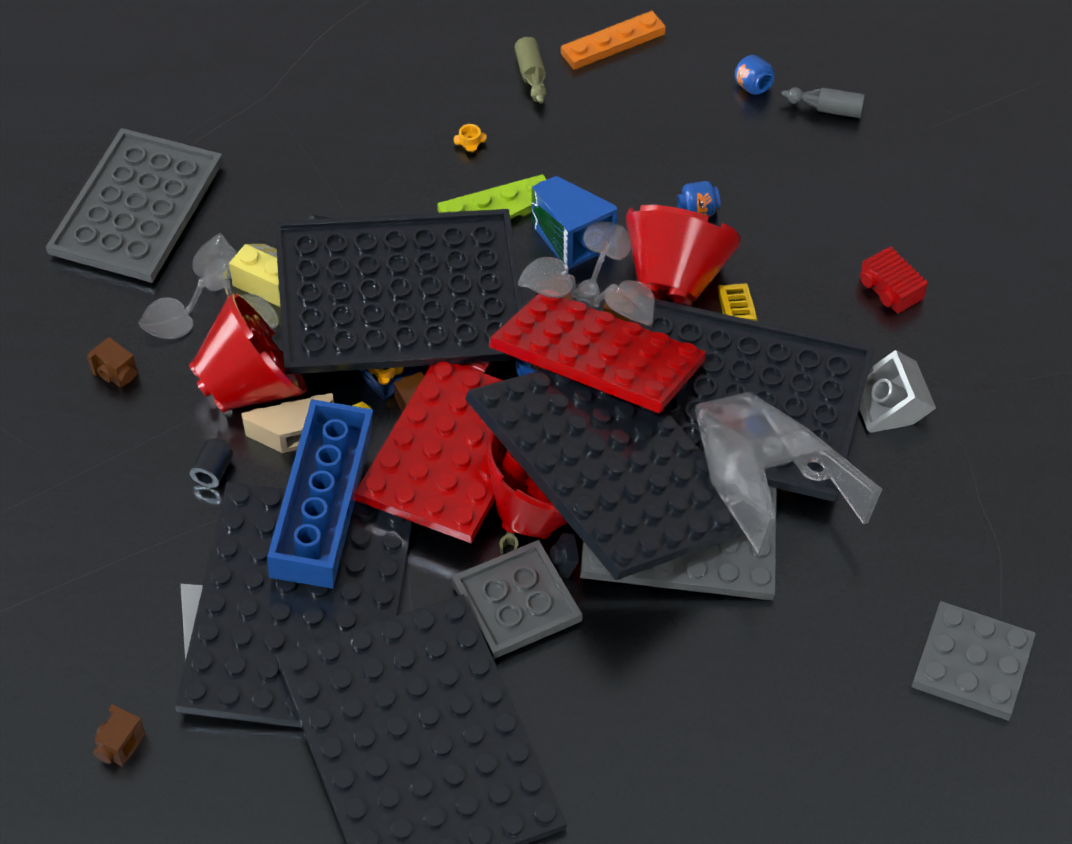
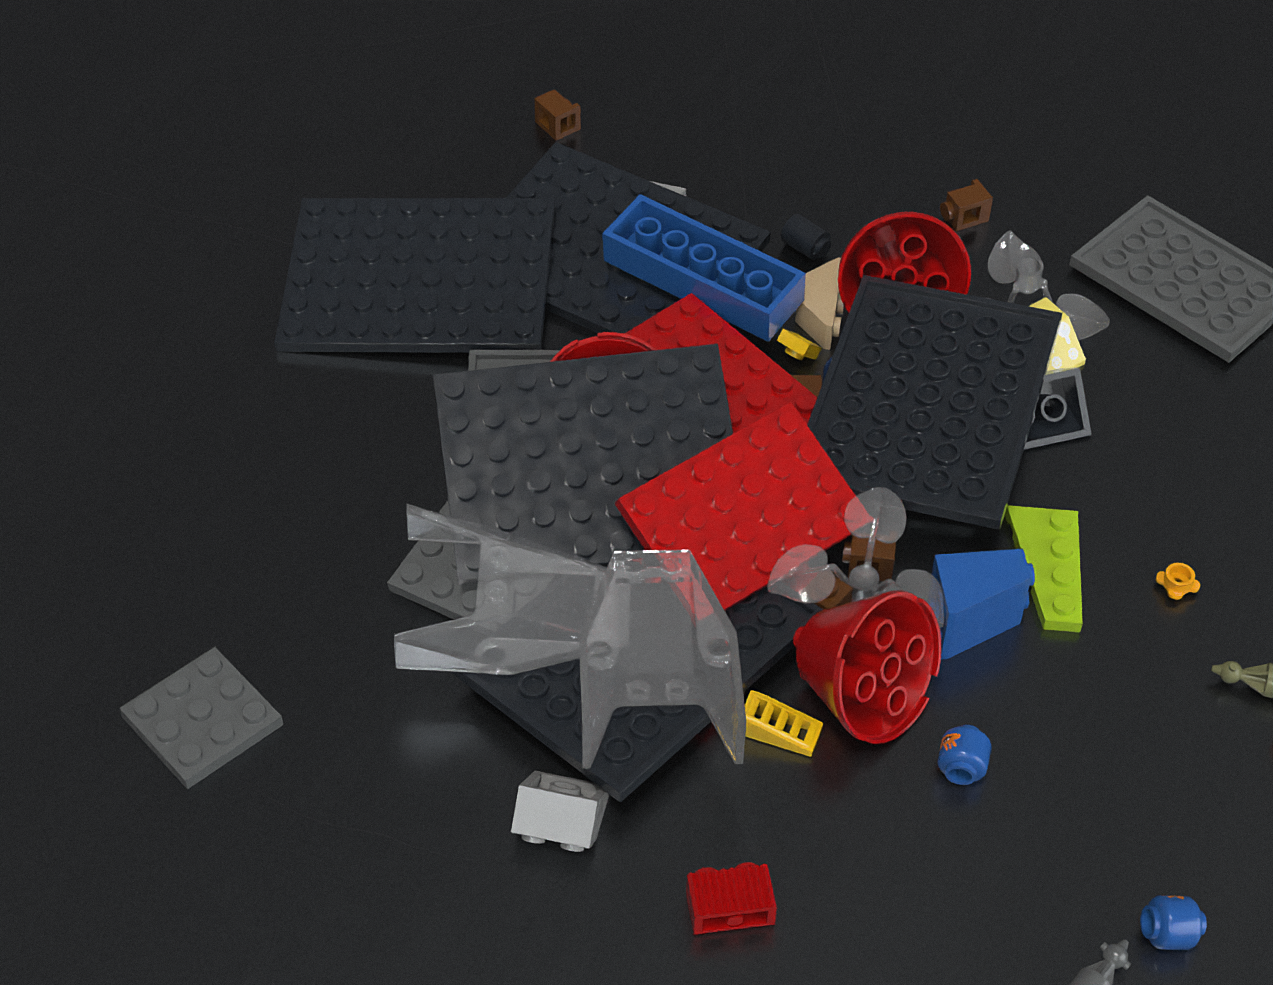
camera: 115 degrees right, 5 degrees down
(747, 351) = (659, 641): none -> clear windscreen

